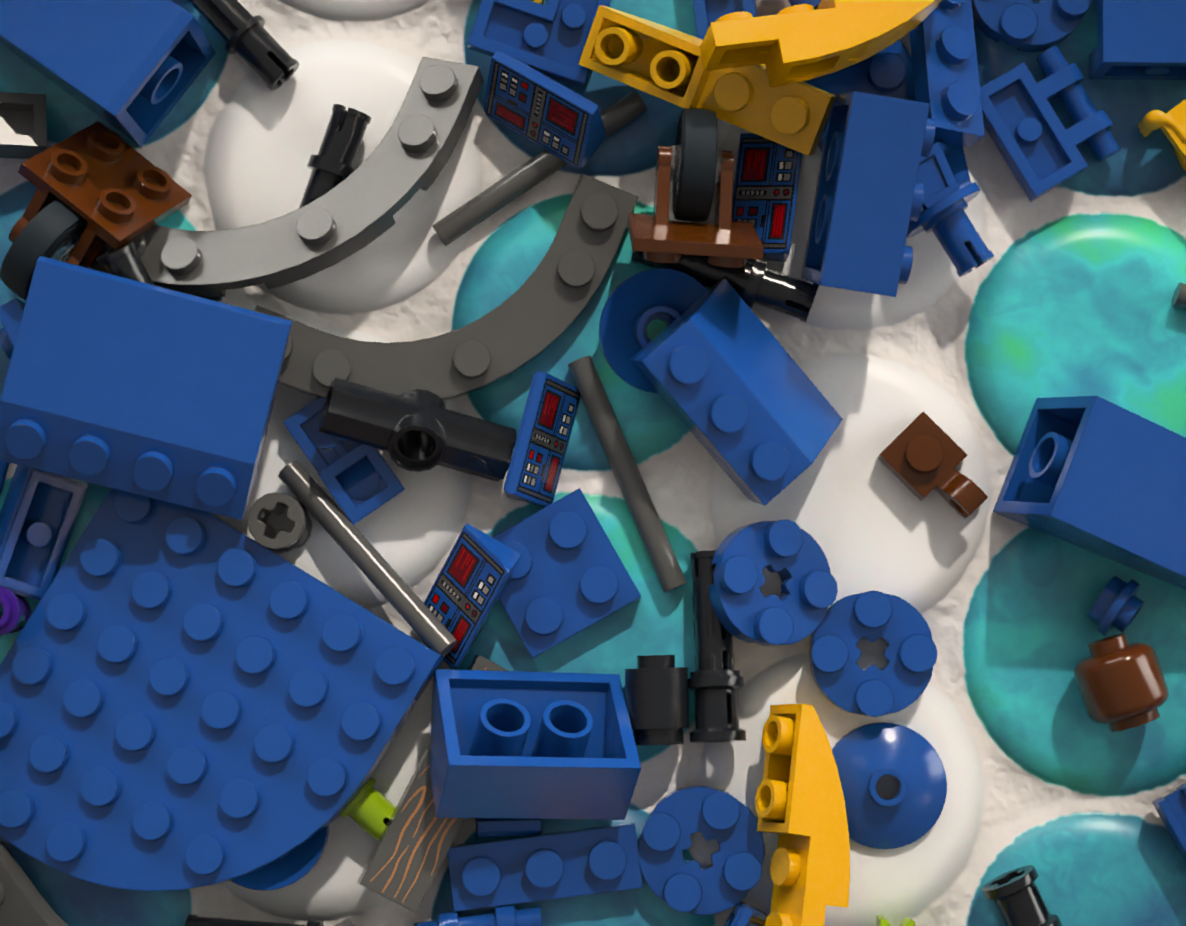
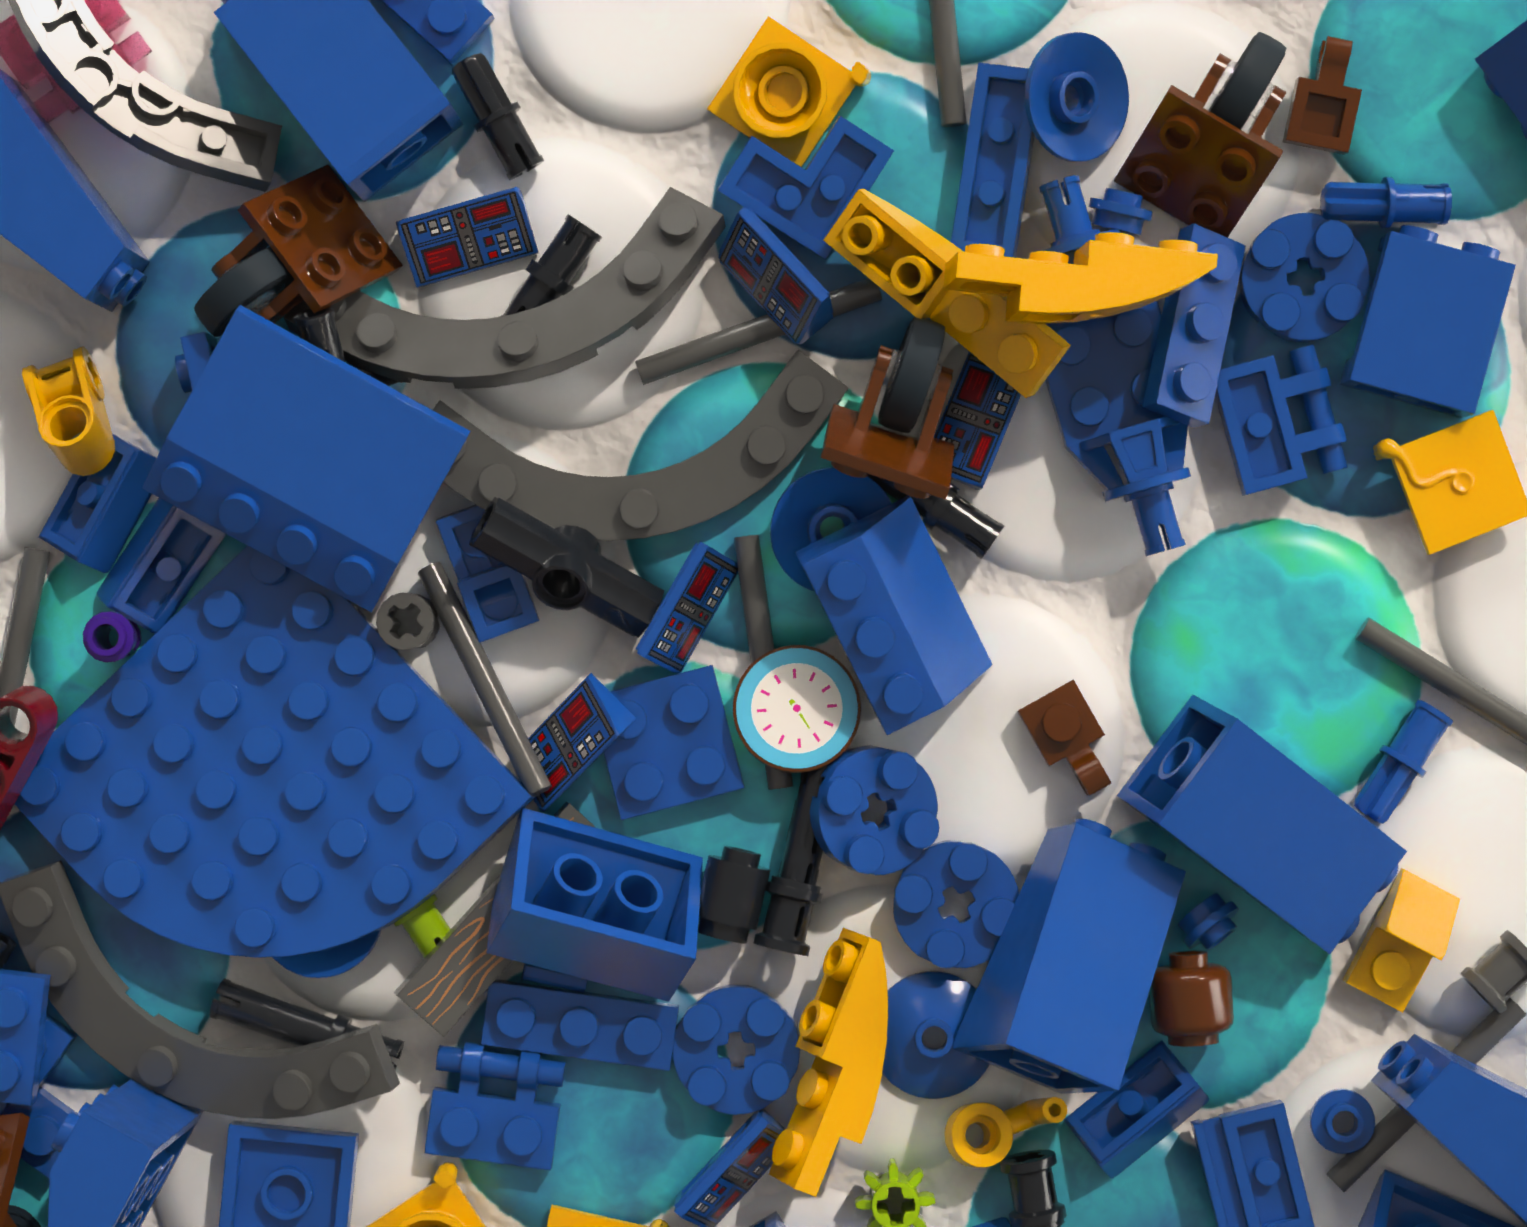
camera: 20 degrees right, 5 degrees up
(244, 151) = (467, 237): none -> slope
(671, 507) = (797, 709): none -> piece
(868, 193) = (1072, 455): blue slope -> none
(972, 857) = (997, 1128): none -> yellow plate
(1003, 677) = (1074, 962): none -> blue slope
(1097, 804) = (1150, 1104): none -> blue slope

